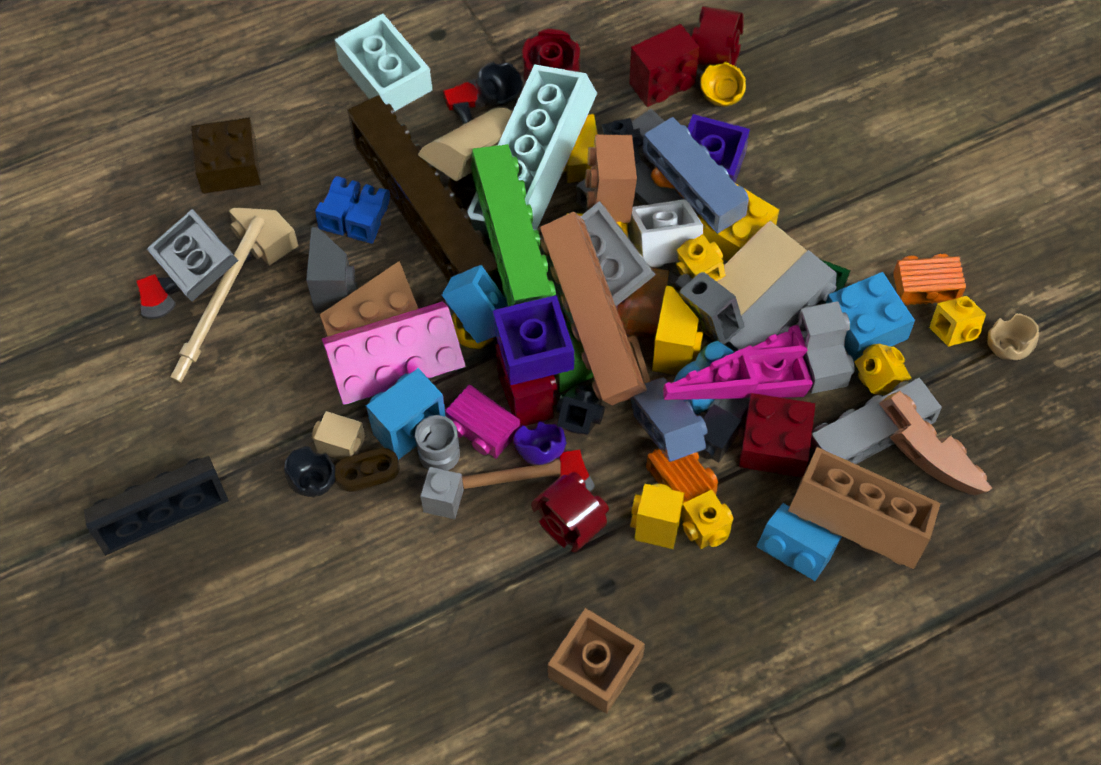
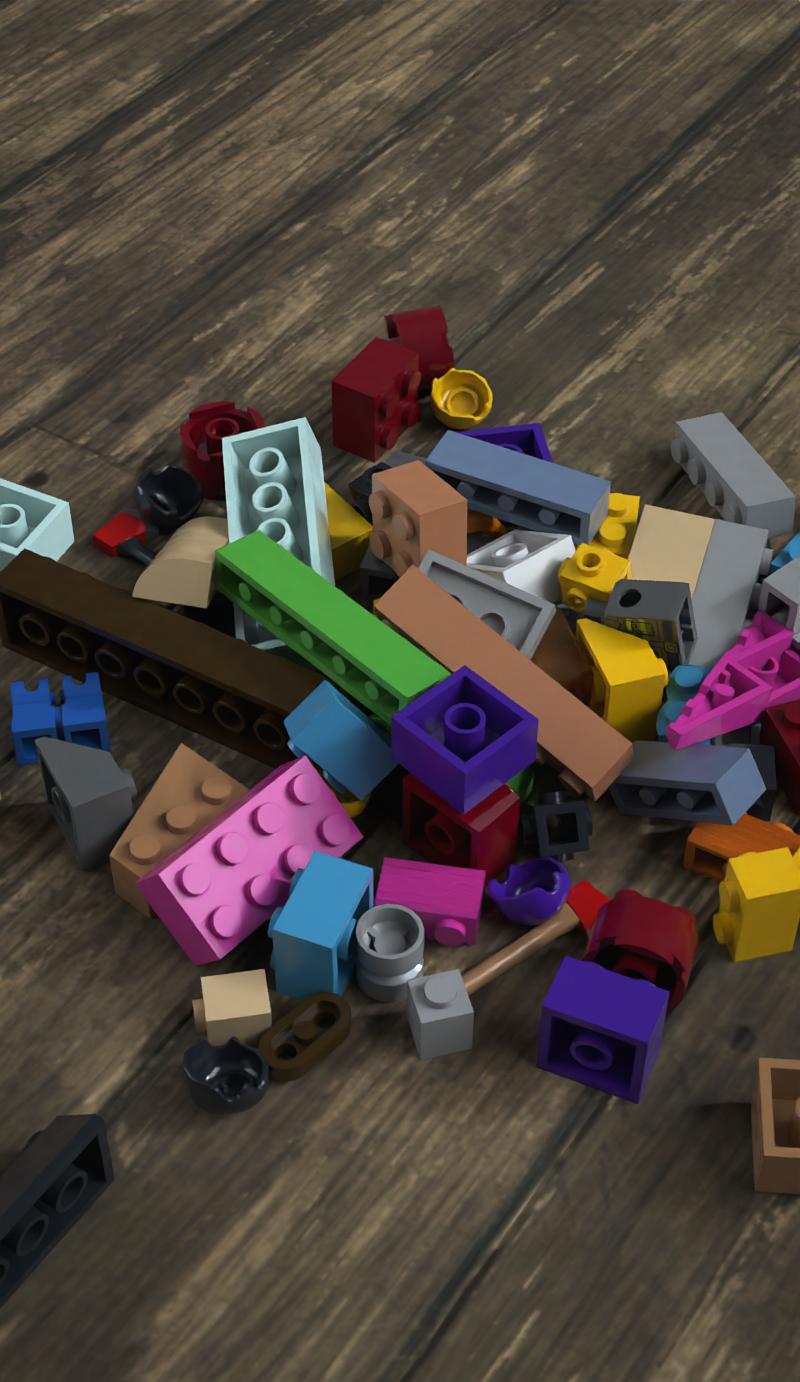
camera: 30 degrees left, 15 degrees down
(518, 546) = (601, 1028): none -> dark purple brick
(855, 219) = (733, 474): none -> light grey brick

